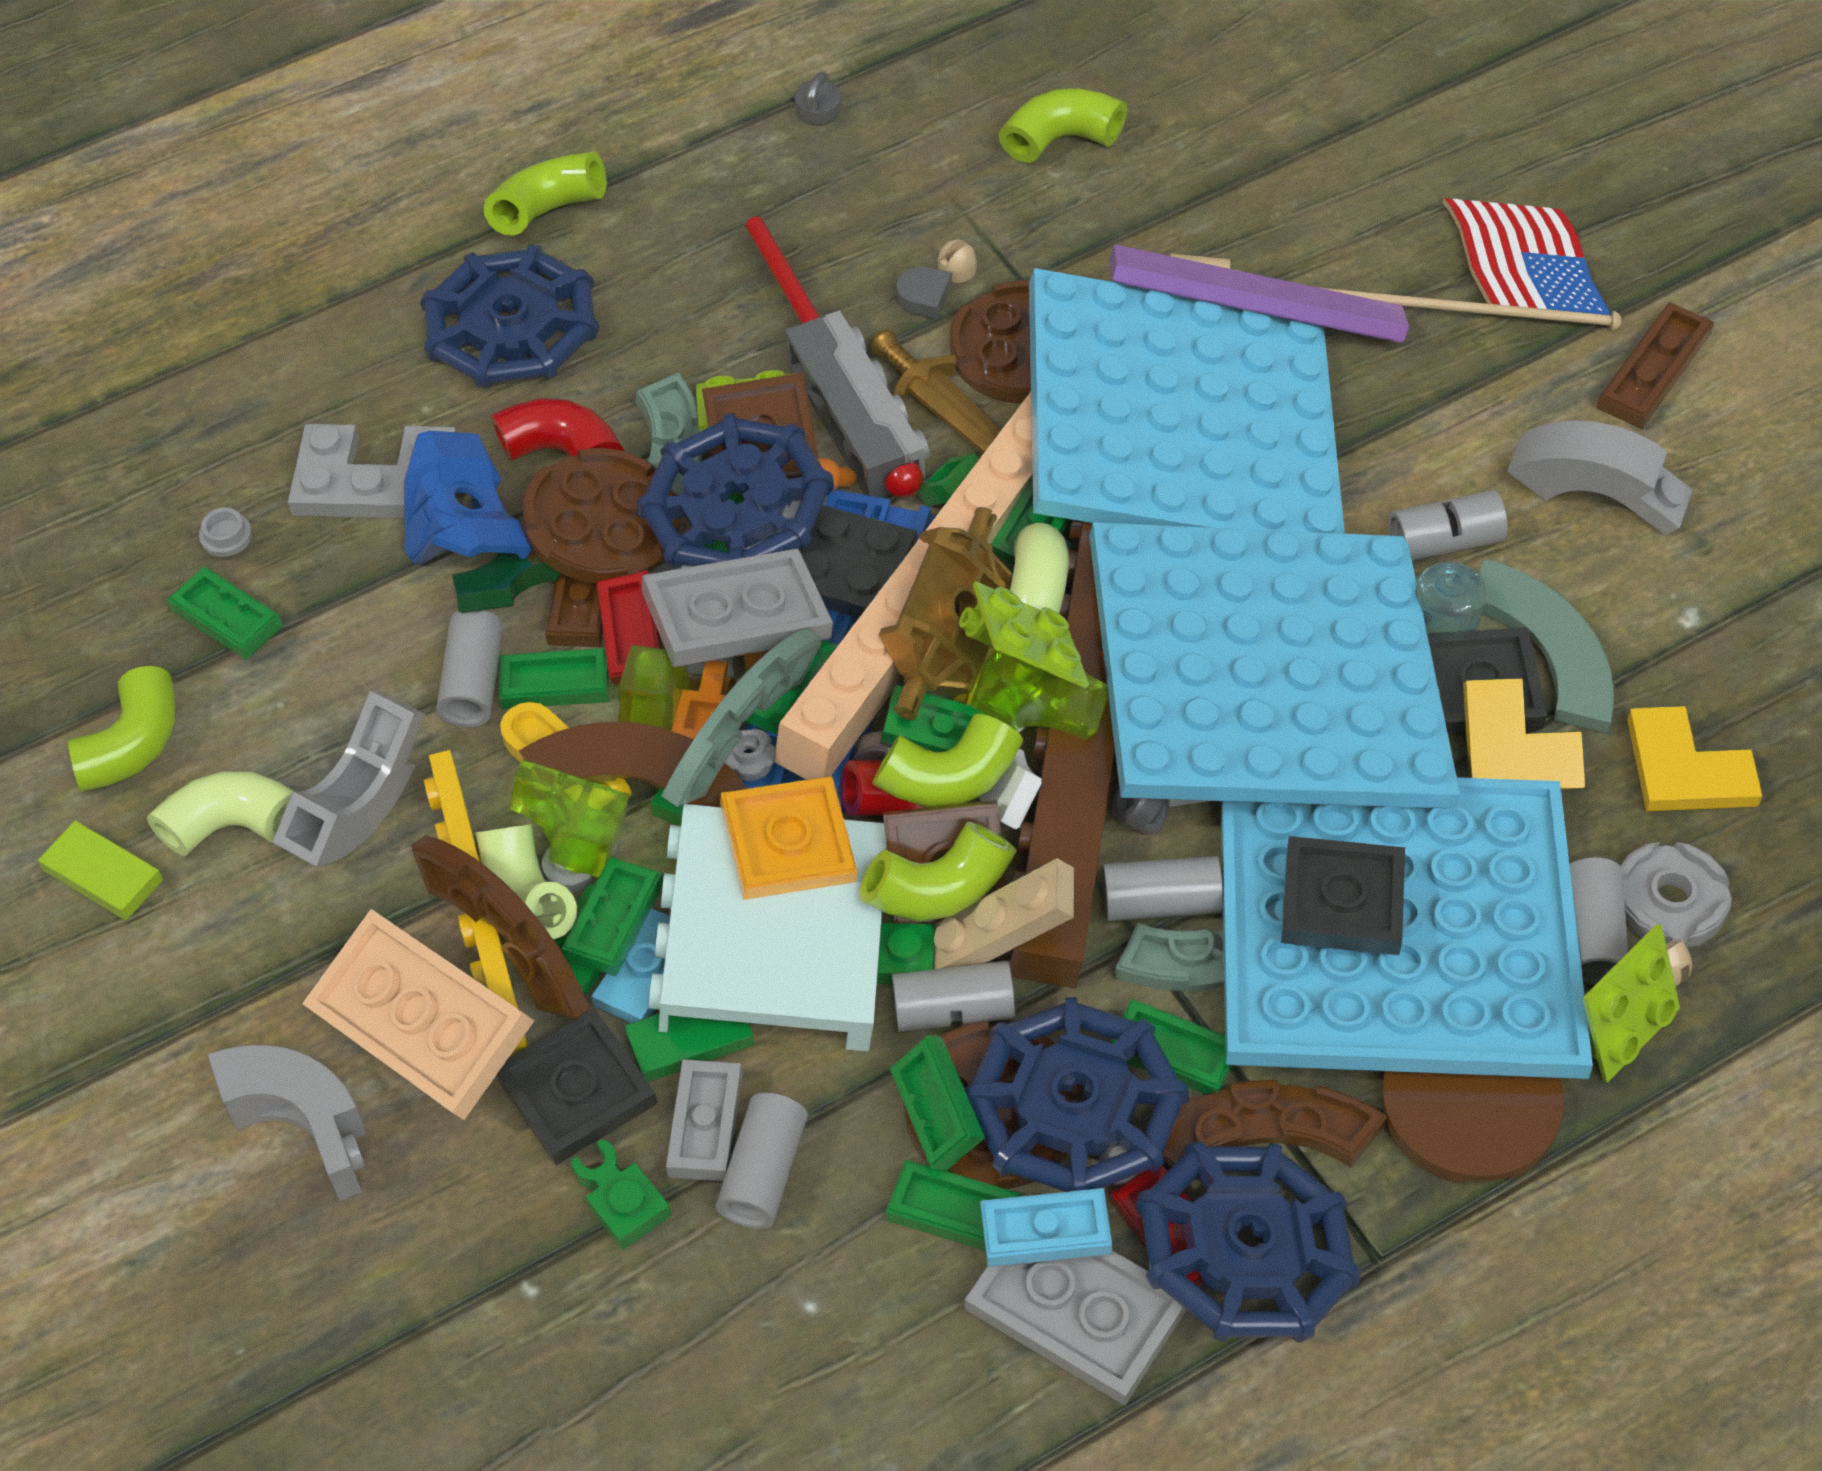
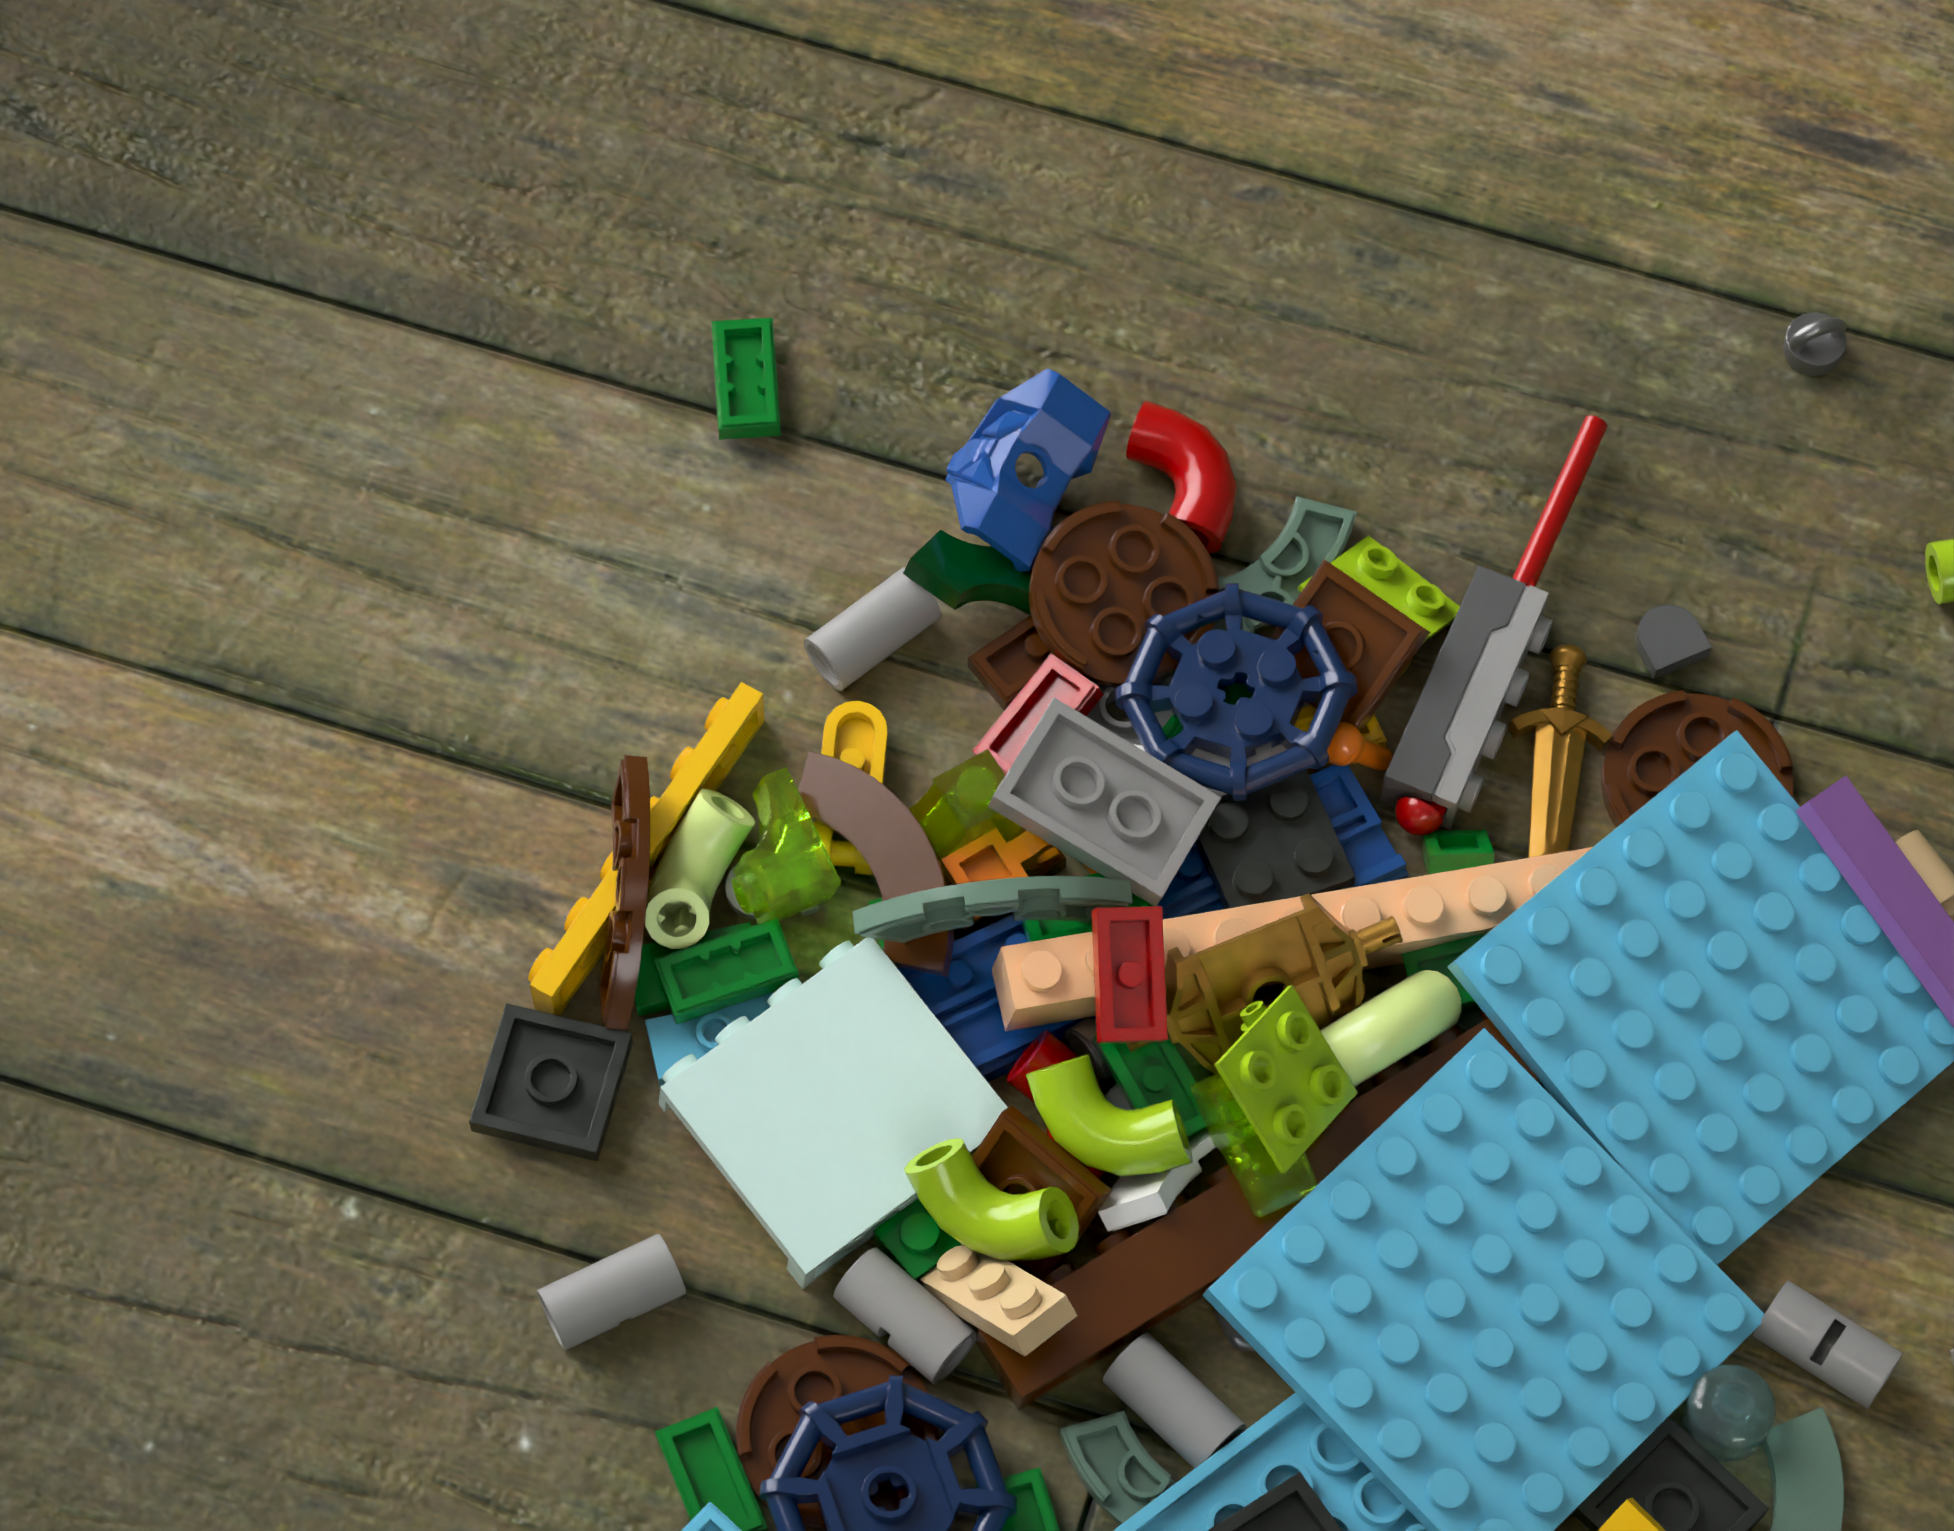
camera: 45 degrees right, 10 degrees up
(100, 870) = (418, 523): lime tile -> none
(137, 735) = (560, 428): lime cylinder -> none
(216, 803) = (565, 559): yellowish green cylinder -> none
(224, 532) = (827, 299): light grey plate -> none
(293, 1088) = (340, 843): light grey arch -> none
(332, 485) = (962, 341): light grey plate -> none
(359, 790) = (663, 655): light grey arch -> none
(418, 1013) = (494, 901): light nougat plate -> none
(511, 335) = (1280, 338): dark blue plate -> none
(544, 188) = (1454, 201): lime cylinder -> none
(554, 678) = (931, 704): green tile -> none
(622, 1200) = (488, 1212): green plate -> none
(687, 1039) = (661, 1133): green tile -> none
(704, 1120) = (611, 1212): light grey plate -> none
(755, 764) = (983, 955): light grey plate -> none
(788, 837) = (916, 1049): light orange tile -> none
(876, 662) = (1129, 974): none -> red plate
(937, 1103) = (778, 1389): green plate -> none
(961, 260) = (1736, 648): tan hinge -> none

